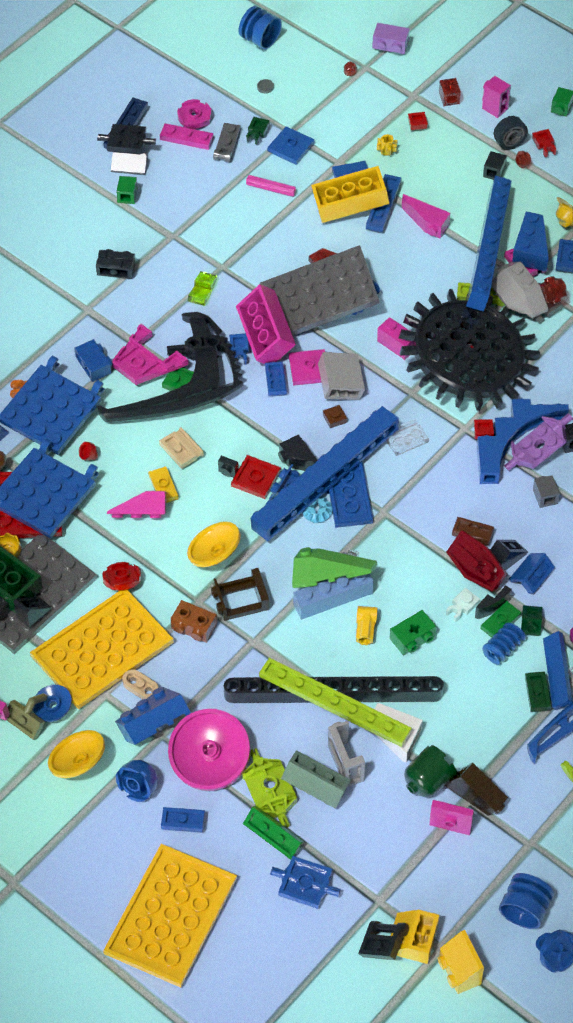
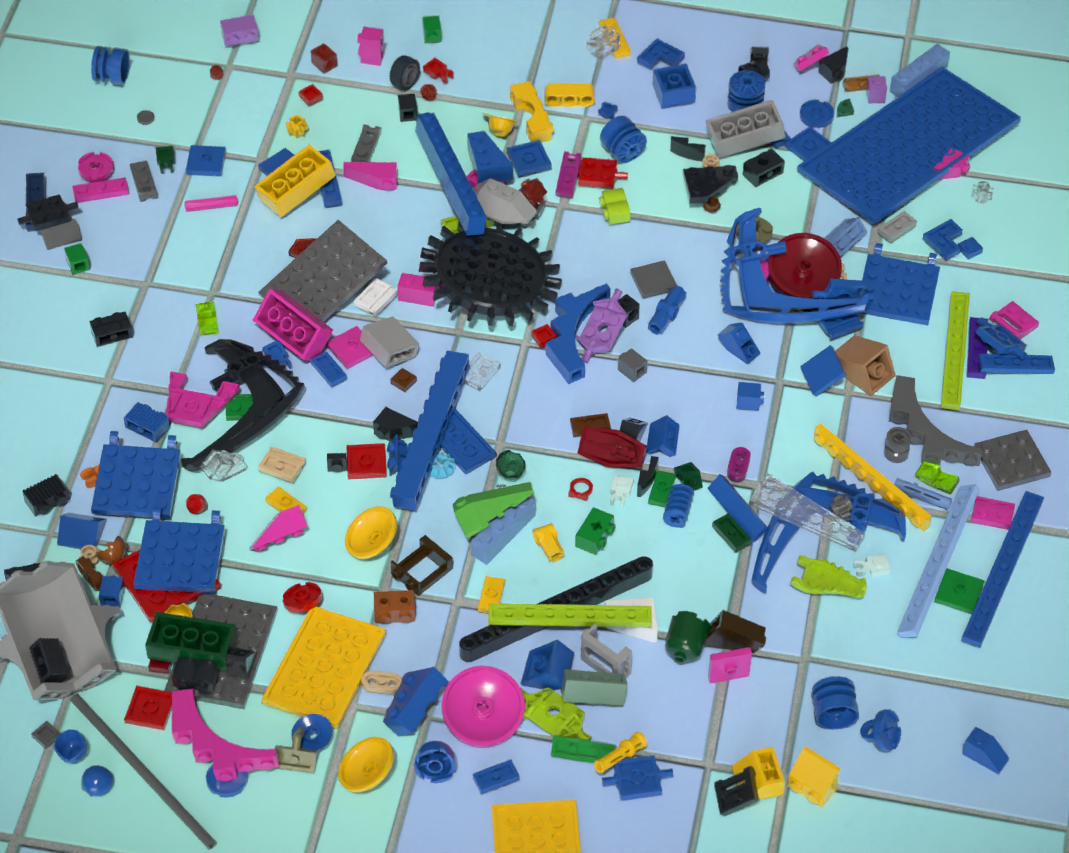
camera: 30 degrees left, 5 degrees down
(131, 427) = (223, 465): none -> clear slope
(287, 648) = (491, 593): none -> yellow plate
(290, 736) = (546, 665): none -> blue slope
(310, 851) = (626, 749): none -> yellow pin
(357, 330) = (375, 297): none -> white plate
(375, 537) = (510, 465): none -> clear green hair
(417, 587) = (584, 496): none -> red piece
(438, 186) = (366, 144): none -> dark grey plate

